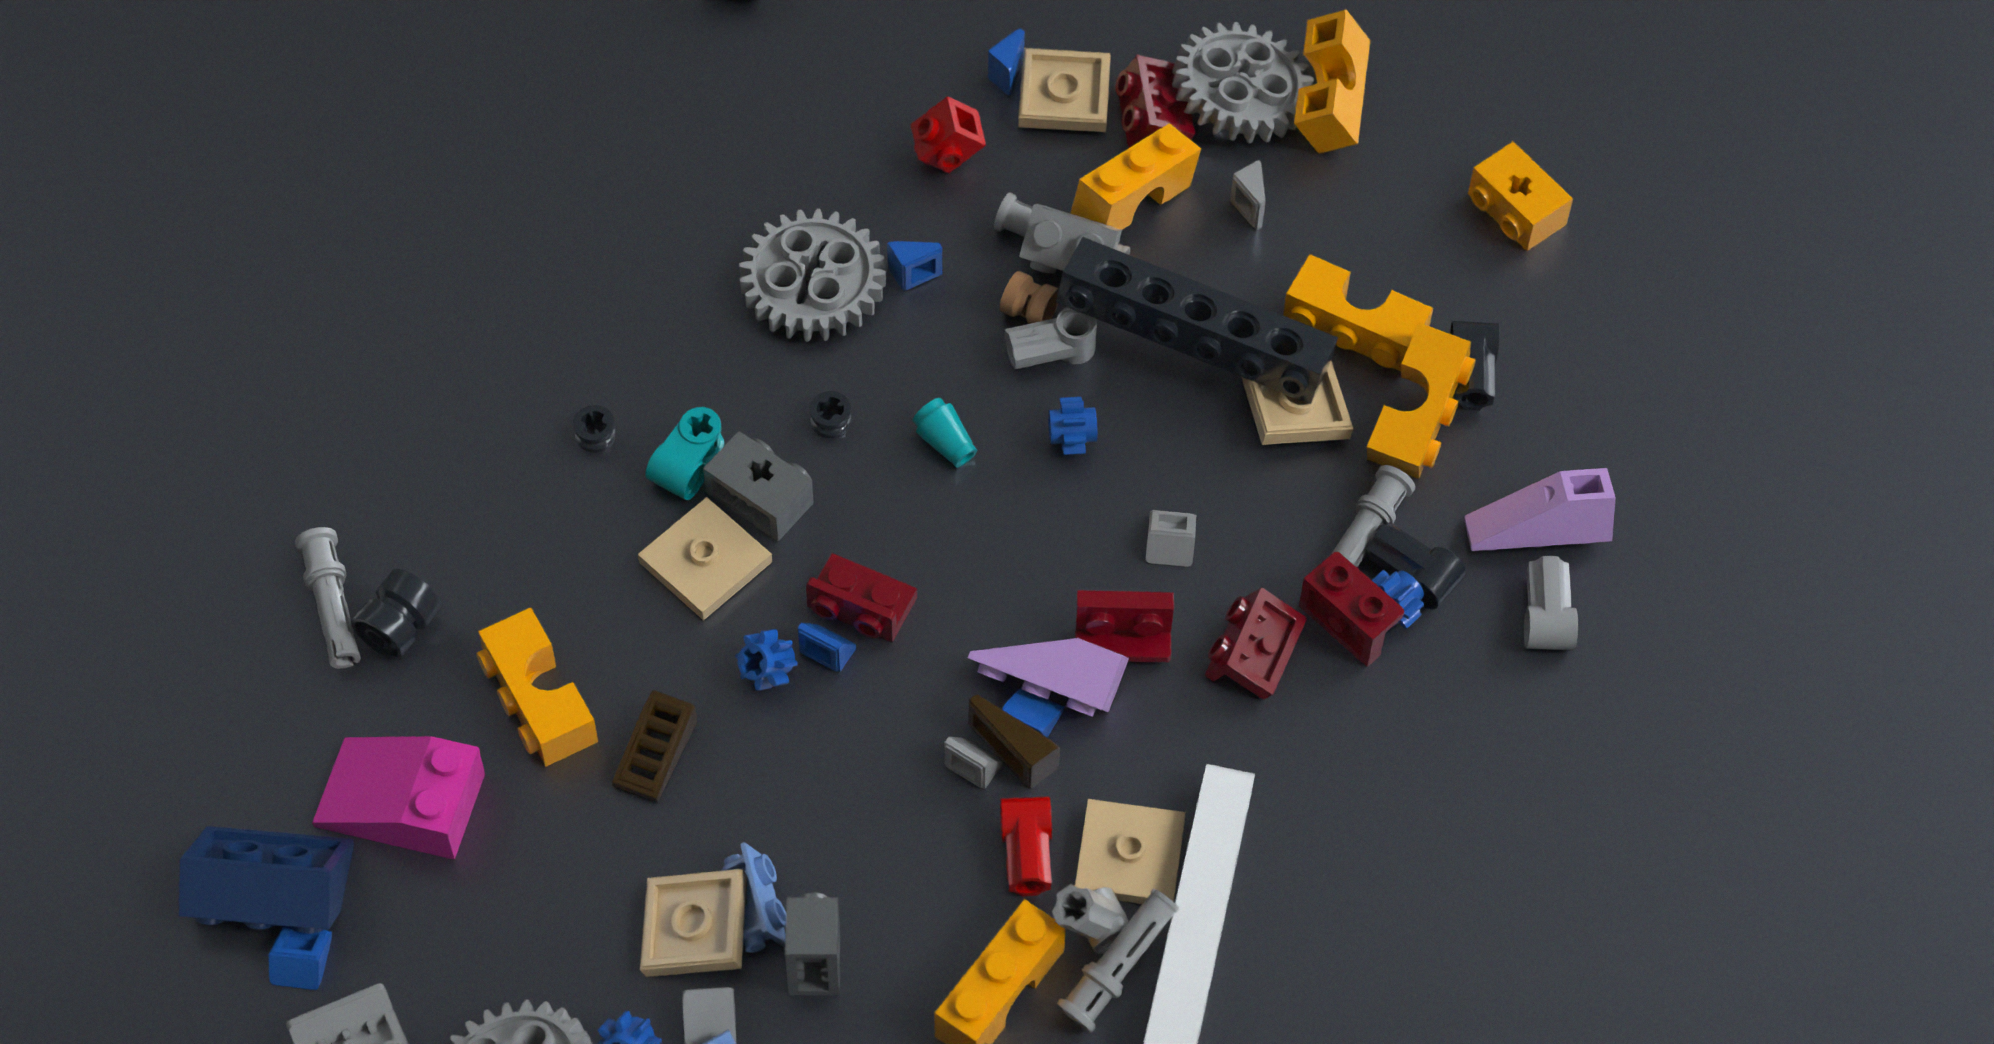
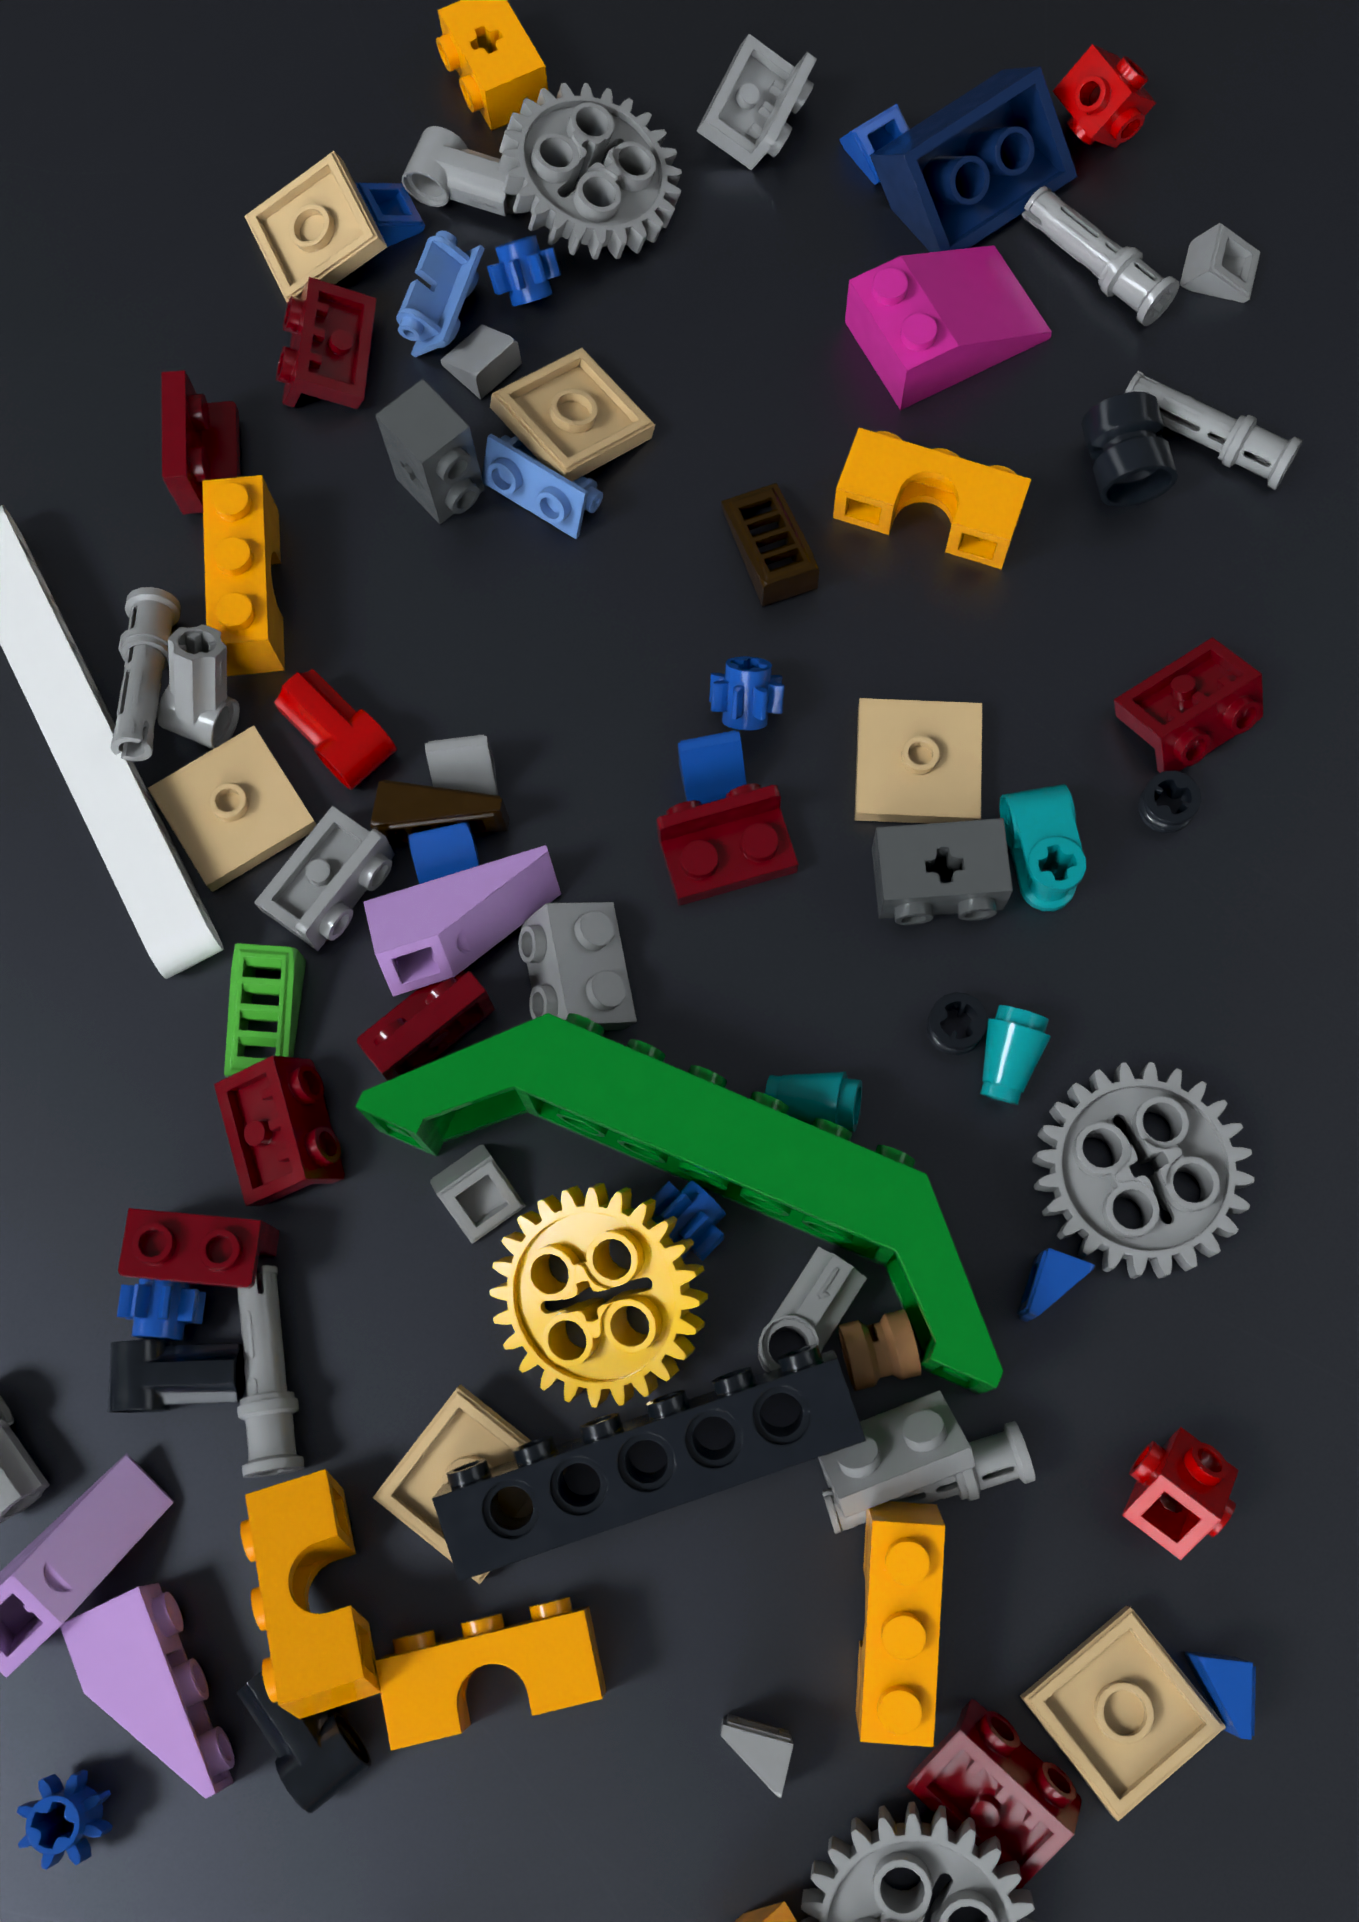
camera: 145 degrees right, 15 degrees up
(142, 840) = (1105, 97): none -> red brick
(198, 694) = (1220, 265): none -> light grey slope
(264, 734) = (1118, 268): none -> light grey pin
(525, 462) = (1193, 705): none -> dark red bracket
(817, 374) = (1012, 1052): none -> teal cone
(1012, 596) = (577, 964): none -> light grey bracket
(1032, 452) = (721, 1142): none -> green slope
(1109, 753) = (327, 878): none -> light grey bracket
(1151, 421) = (614, 1352): none -> yellow gear
(1198, 748) = (243, 984): none -> bright green slope
(1540, 429) = (141, 1677): none -> lavender slope
(1626, 411) = (46, 1829): none -> blue gear

